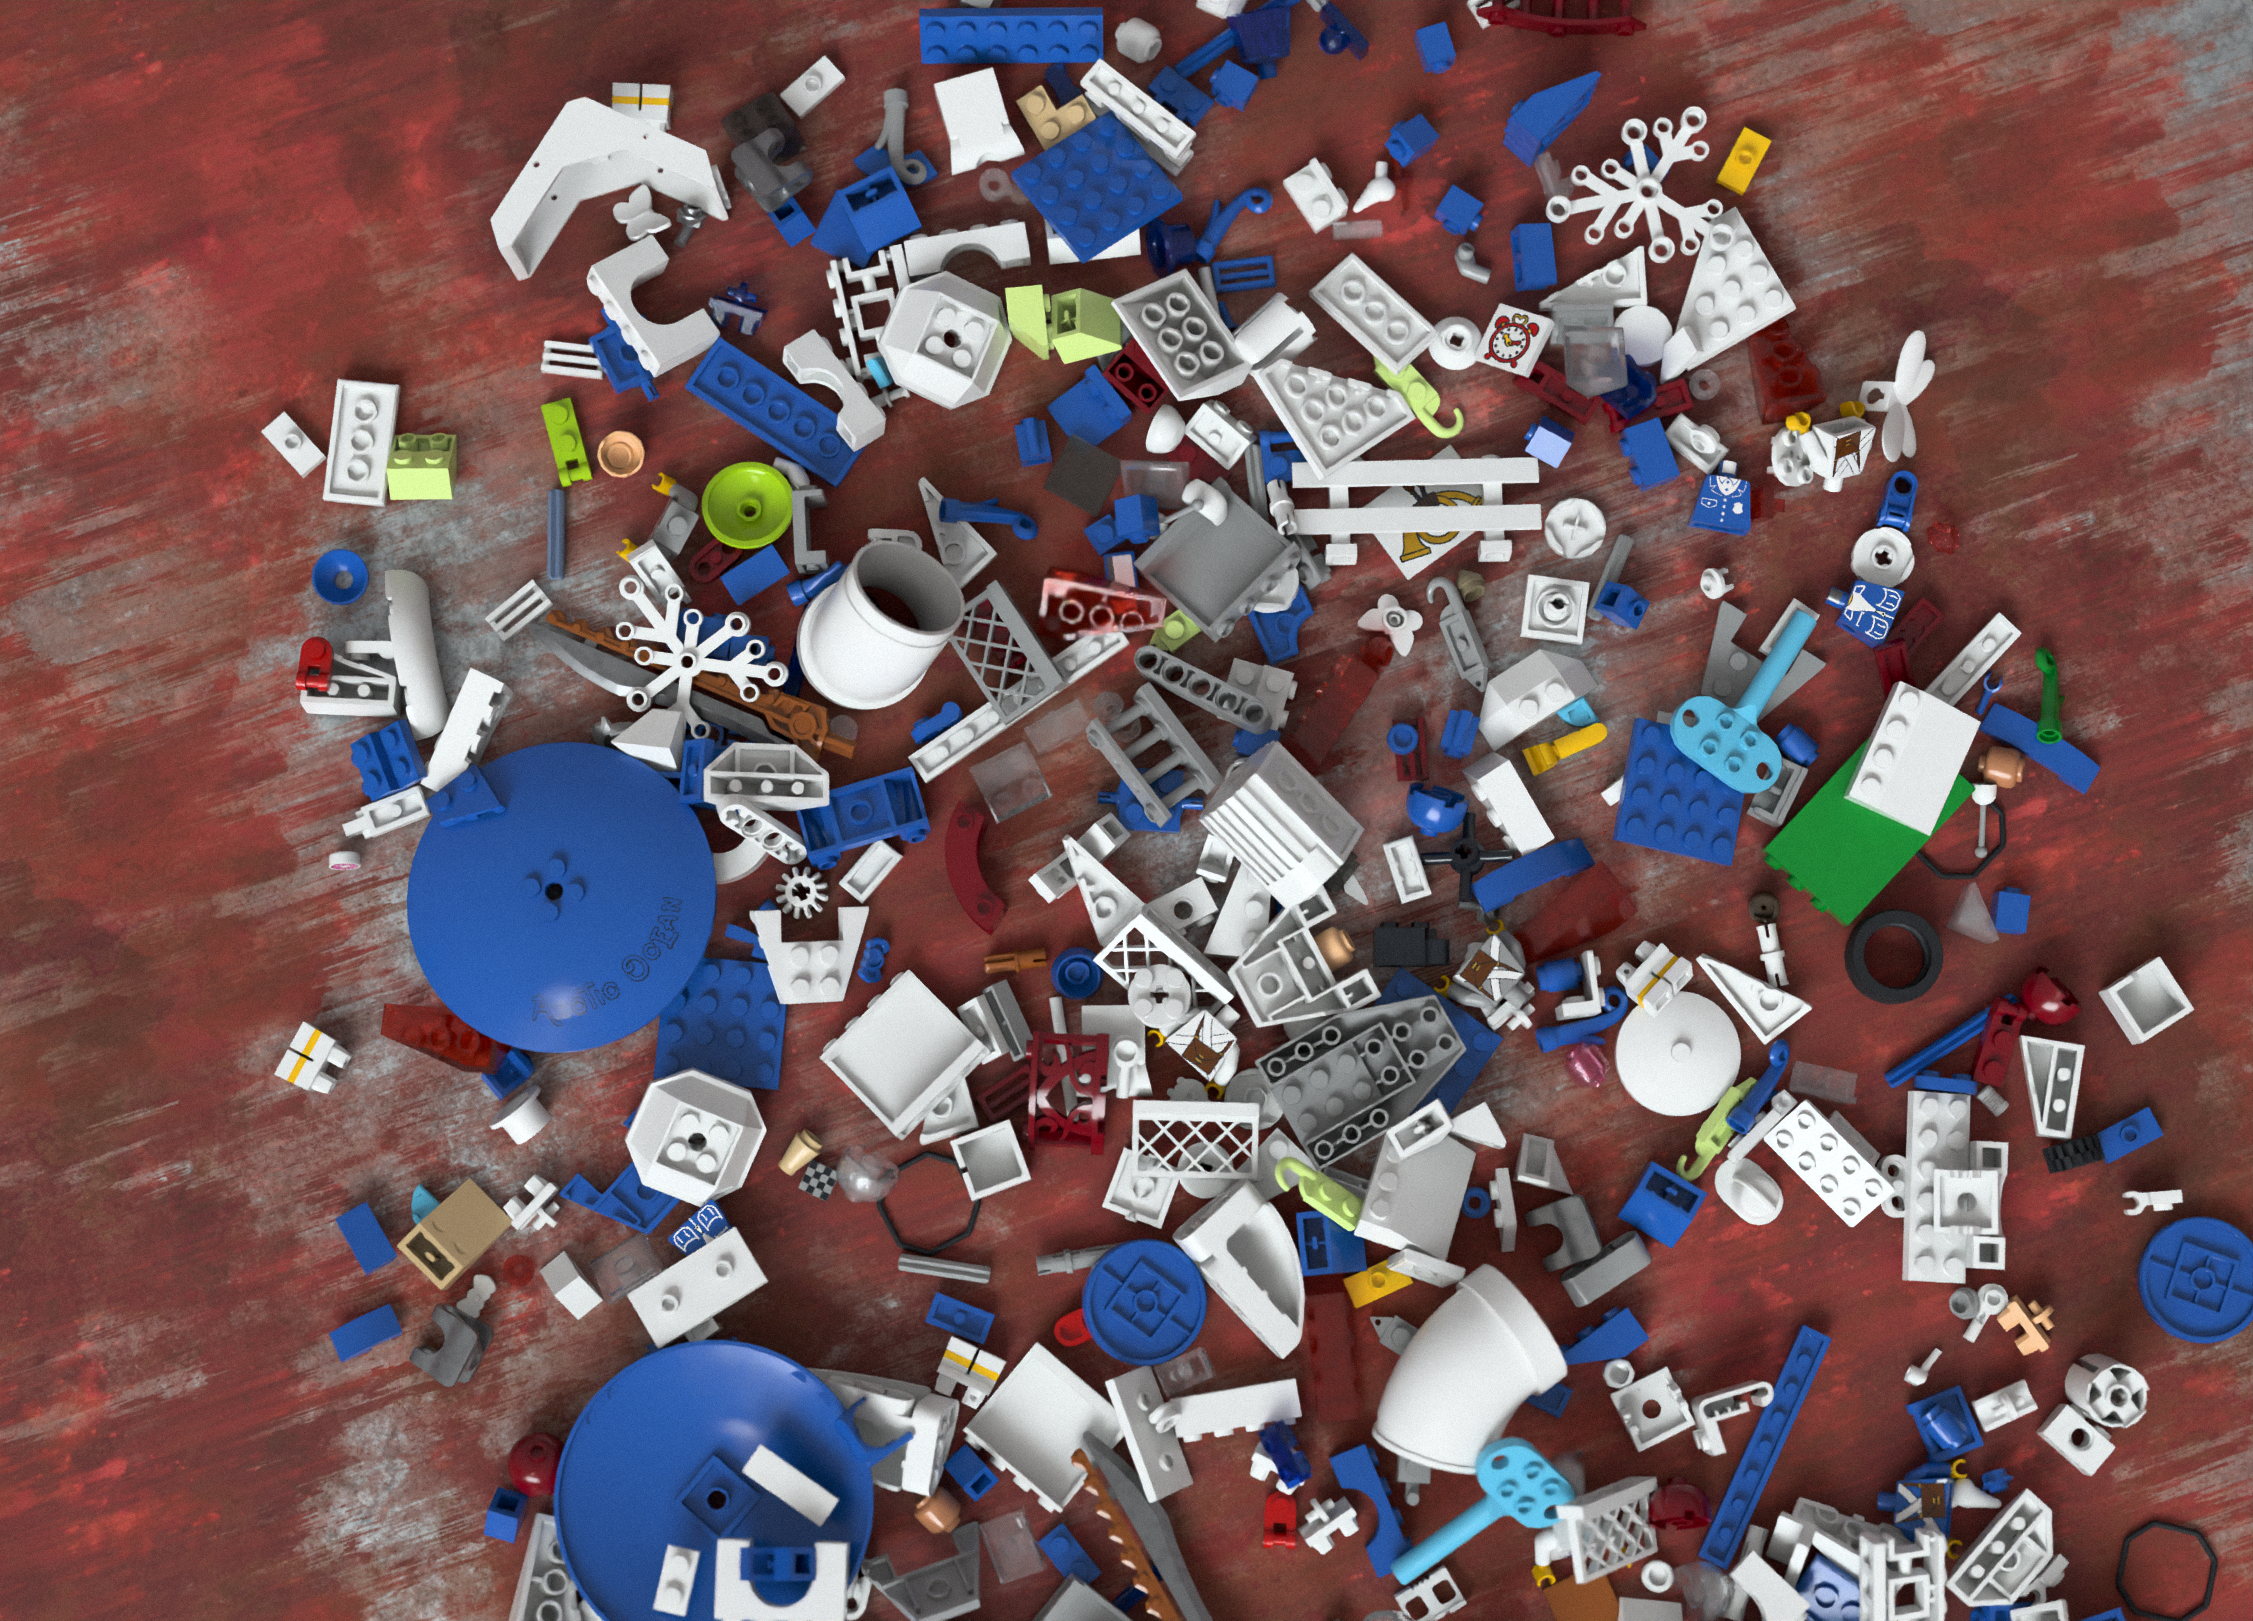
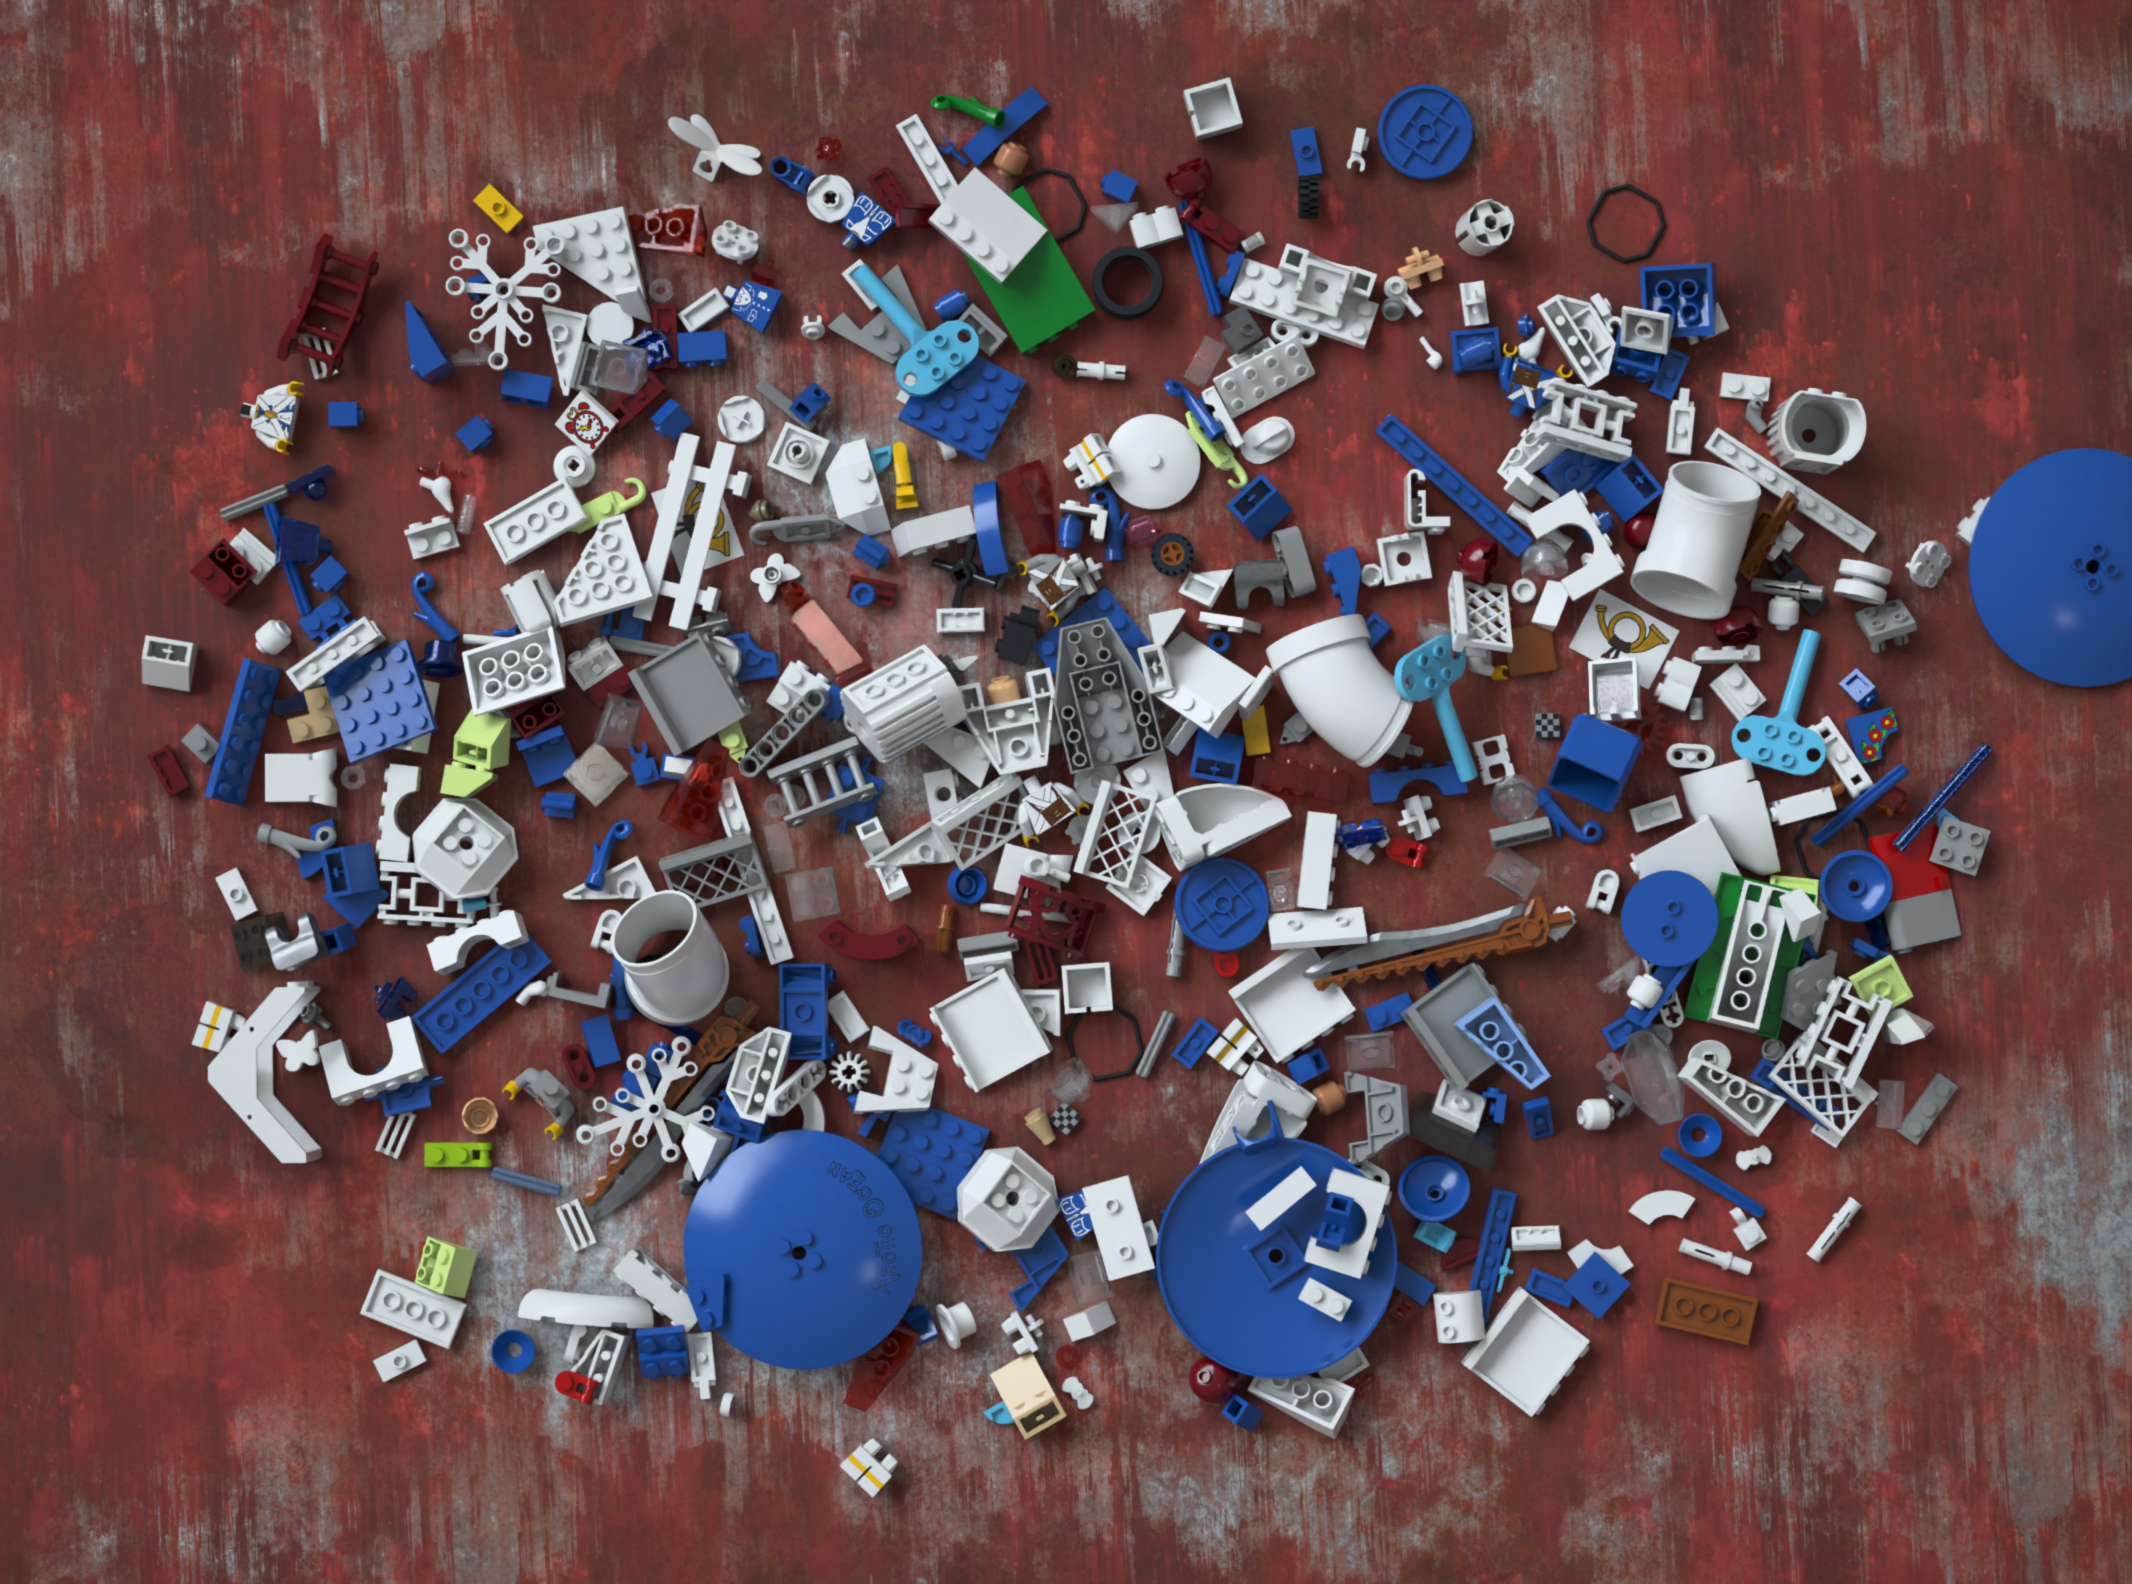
camera: 75 degrees left, 5 degrees up
(365, 1332) = (1081, 1480): blue slope -> none
(366, 1238) = (1012, 1462): blue hinge -> none
(462, 1350) = (1113, 1411): flat silver piece -> none
(656, 571) = (579, 1113): white hinge -> none
(745, 489) = (533, 1027): lime dish -> none
(1137, 518) = (641, 744): blue brick -> none
(1149, 981) = (989, 829): white plate -> none
(1164, 1417) = (1309, 914): white bush -> none
(1165, 430) = (580, 703): white piece -> none
(1197, 505) = (653, 733): light grey hinge -> none
(1214, 502) = (643, 689): white hair -> none
(1214, 860) = (914, 761): white bracket -> none
(1243, 286) = (482, 631): blue tile -> none
(1281, 507) = (663, 633): white pin -> none
(1322, 1193) = (1180, 752): yellowish green plate -> none
(1411, 139) = (410, 454): blue brick -> none
(1435, 808) = (922, 585): blue cylinder -> none
(1467, 264) = (518, 440): light grey arm -> none
(1577, 1104) = (1169, 546): none -> black wheel
(1704, 439) = (703, 303): white plate -> none
(1759, 1003) = (1135, 390): white wing -> none
(1837, 446) = (738, 207): white torso -> none
(1878, 1116) = (1240, 330): none -> flat silver brick
(1973, 973) = (1155, 228): none -> white brick
(1983, 796) = (1028, 179): hinge -> none
(2052, 1084) = (1253, 196): white wedge -> none
(2058, 1430) = (1502, 269): white brick -> none

